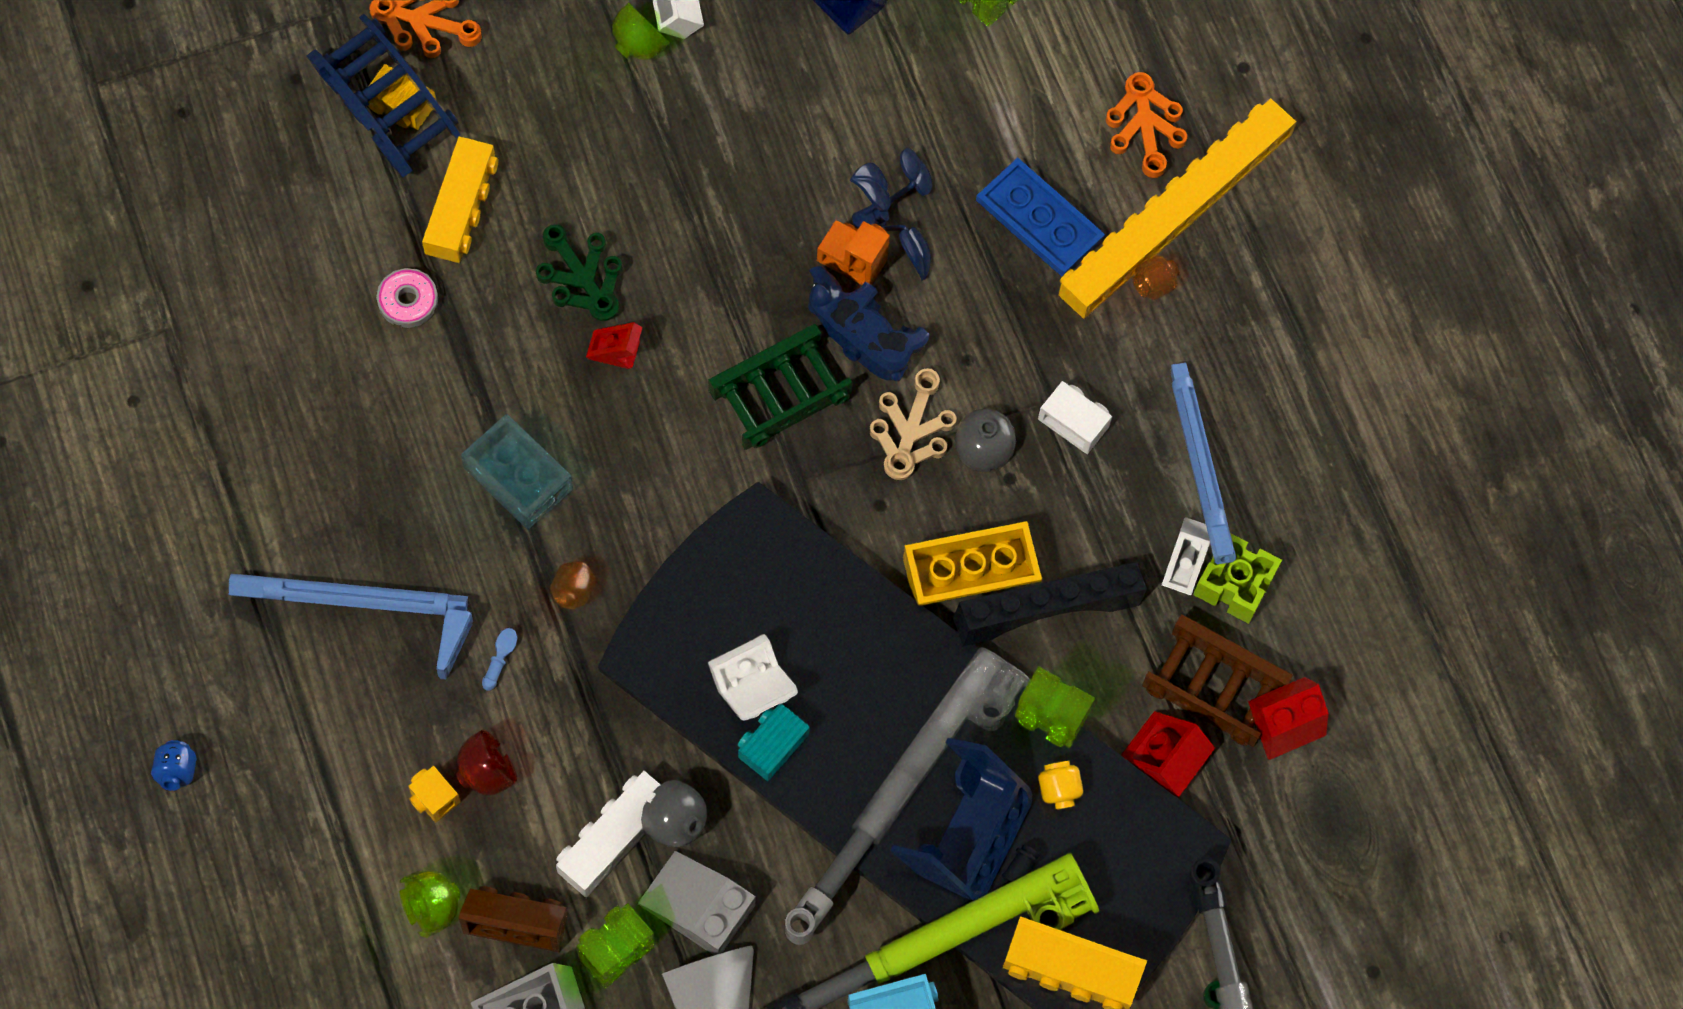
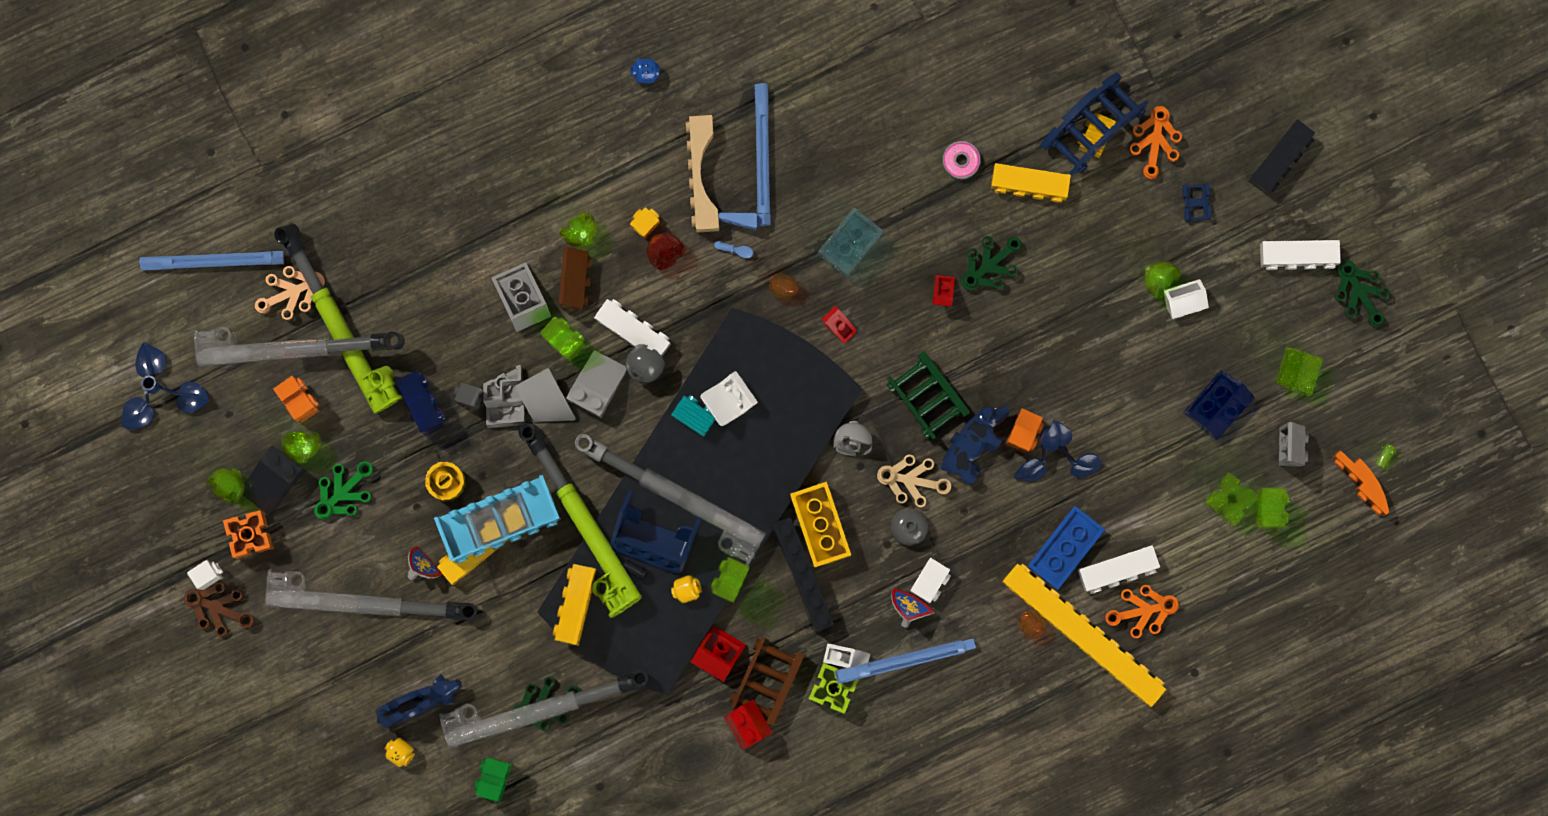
camera: 90 degrees right, 15 degrees up
(432, 694) = (701, 135): none -> tan arch
(648, 507) = (839, 325): none -> red slope
(836, 503) = (853, 438): none -> light grey cylinder
(1080, 146) = (1118, 569): none -> white brick
(1114, 451) = (909, 606): none -> shield

